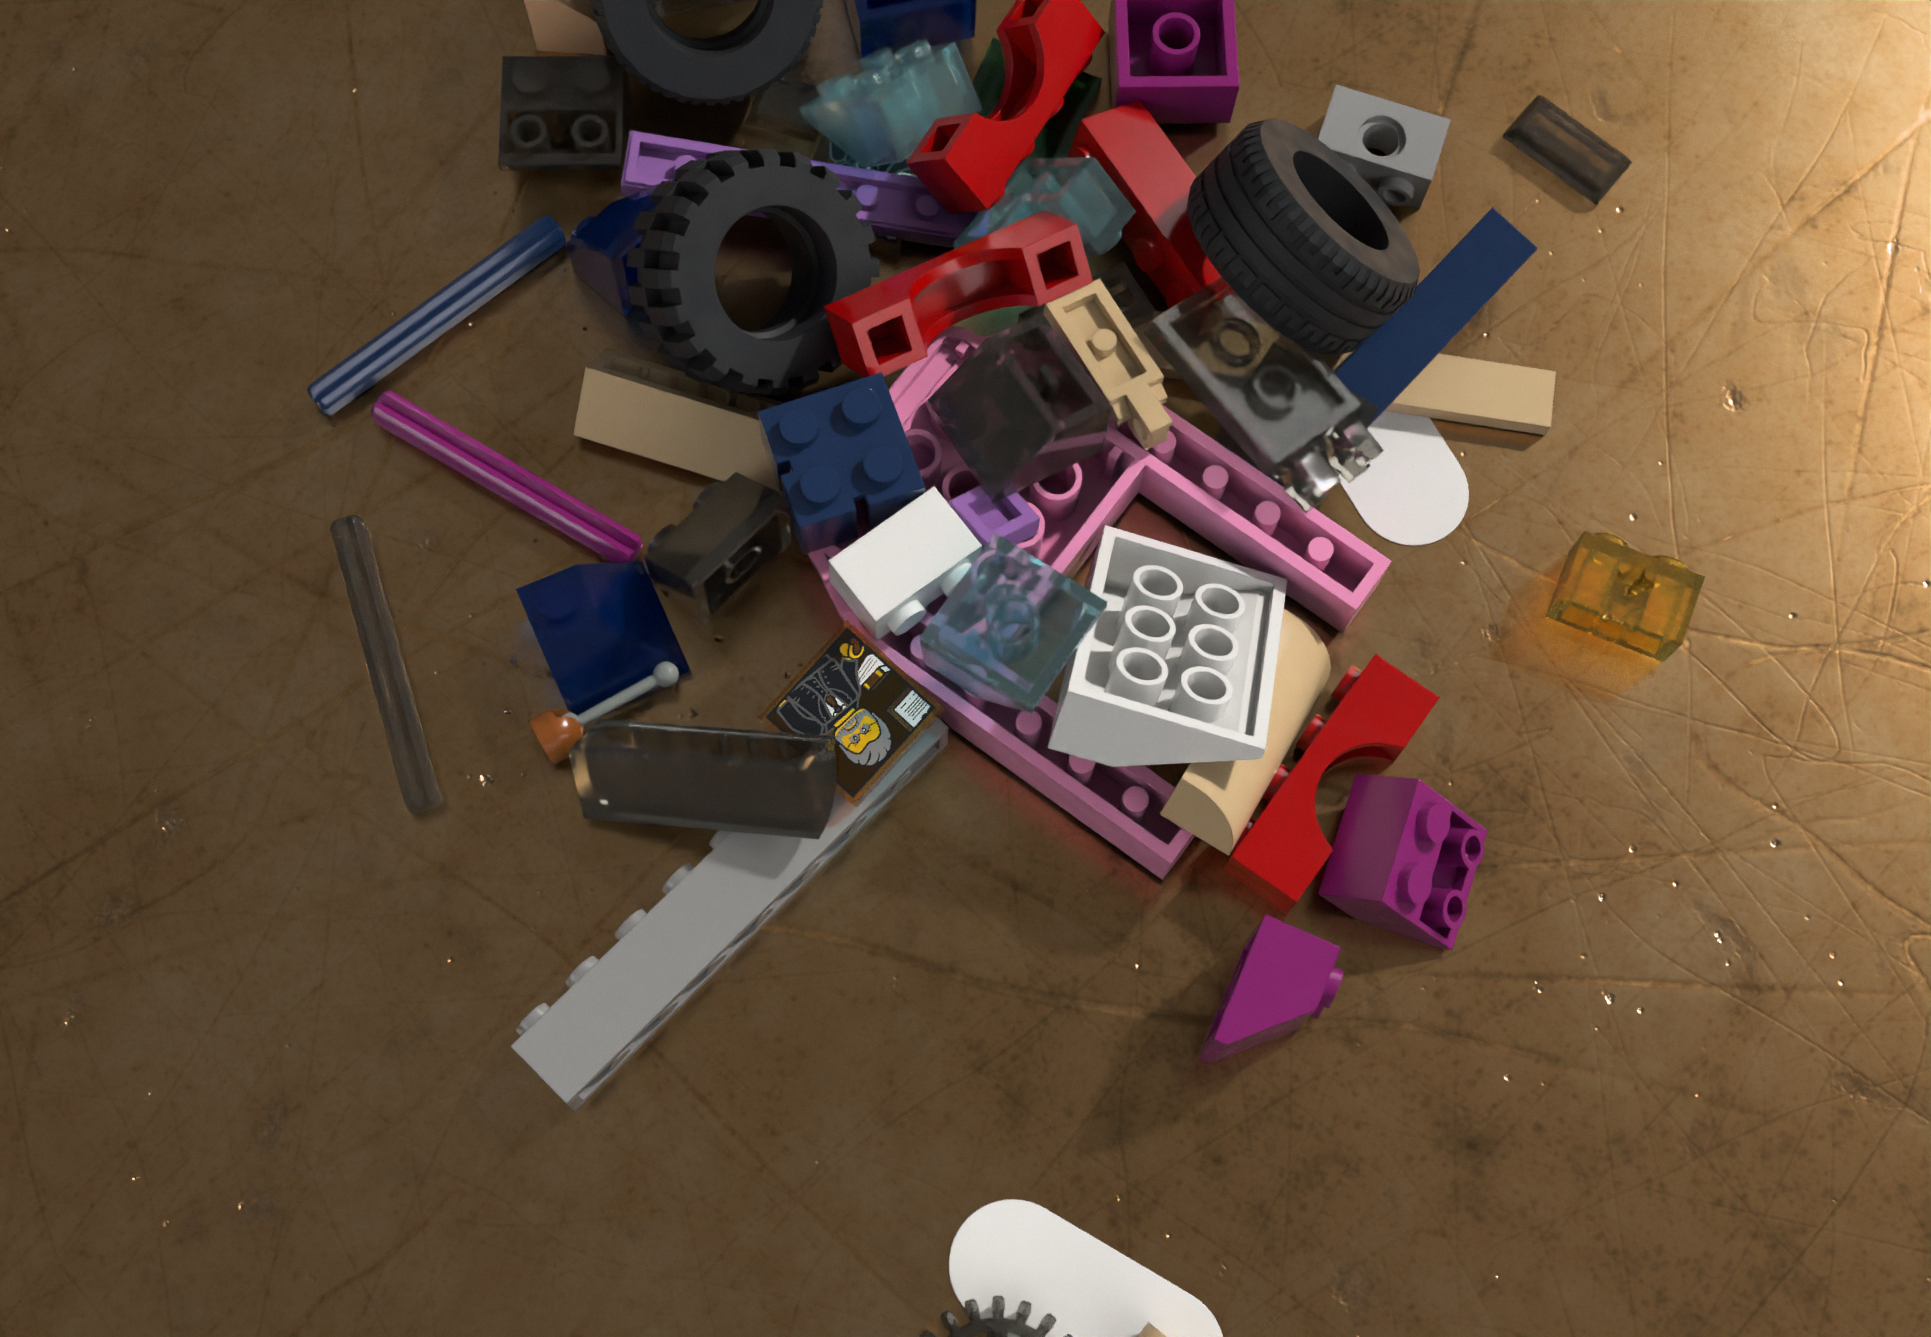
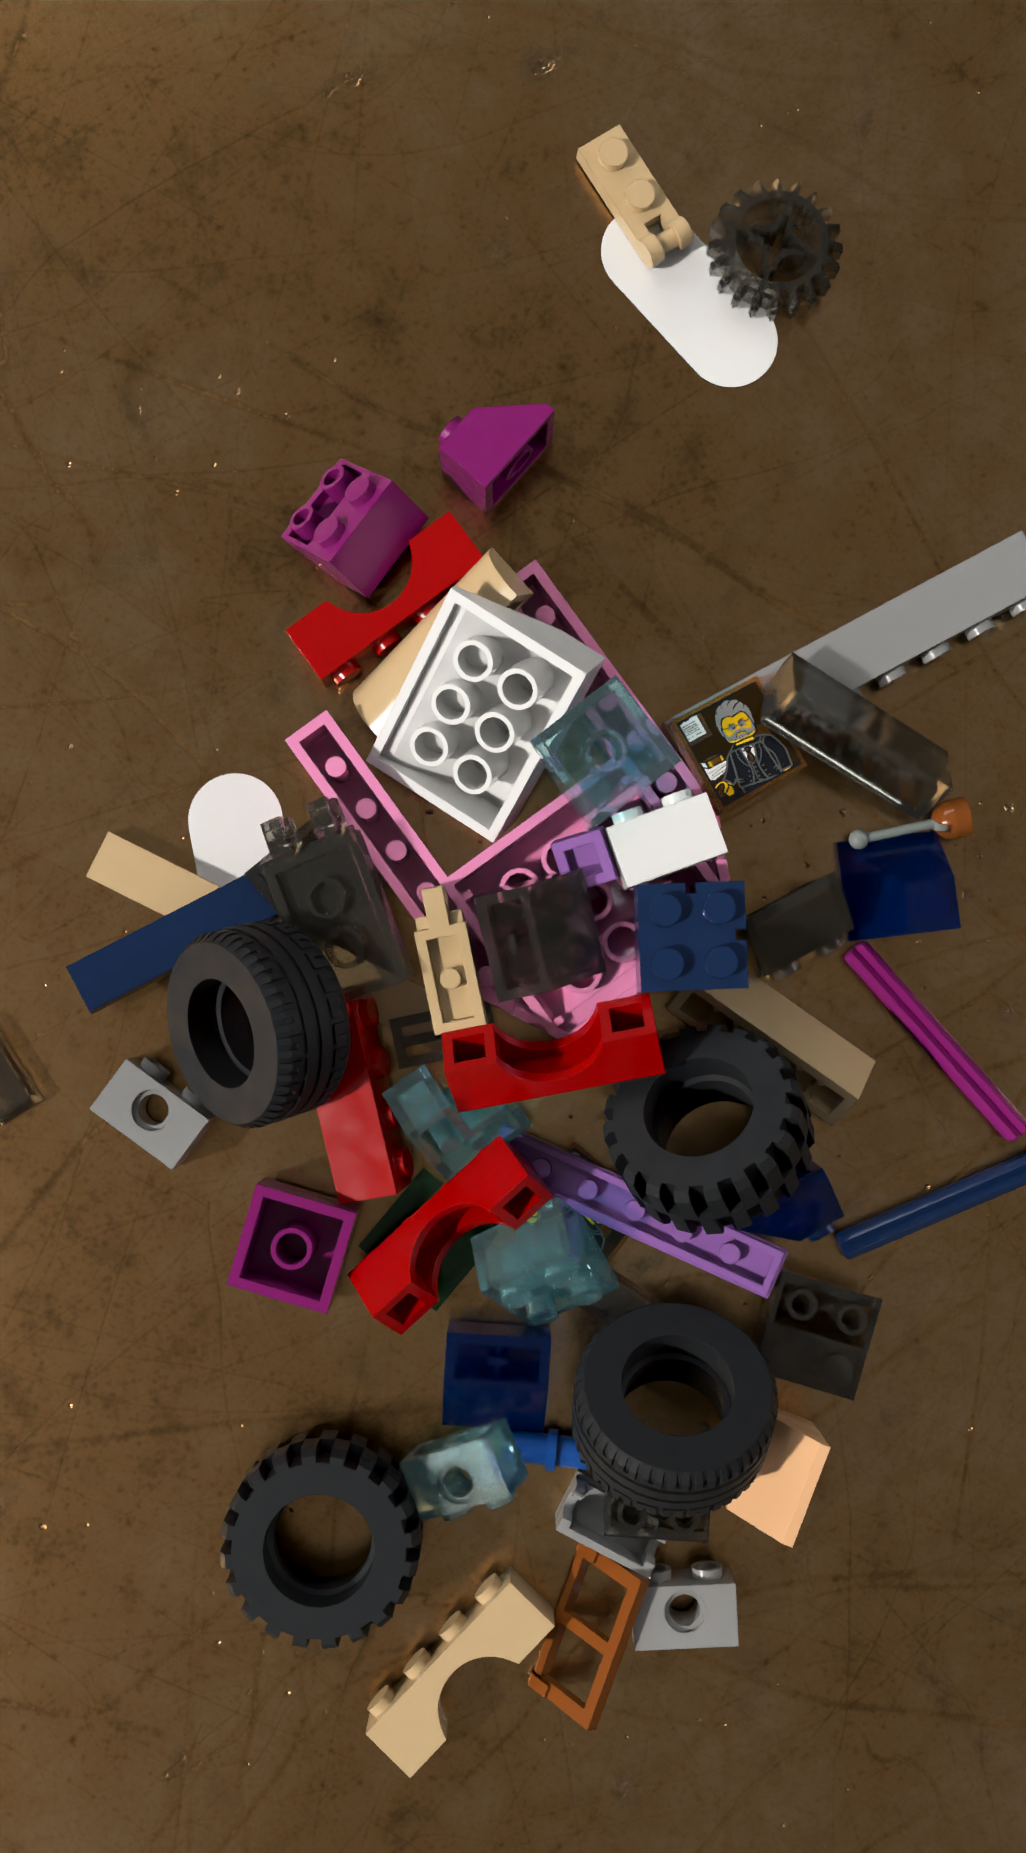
camera: 160 degrees left, 15 degrees up
(1646, 620) = (84, 655): clear yellow brick -> none

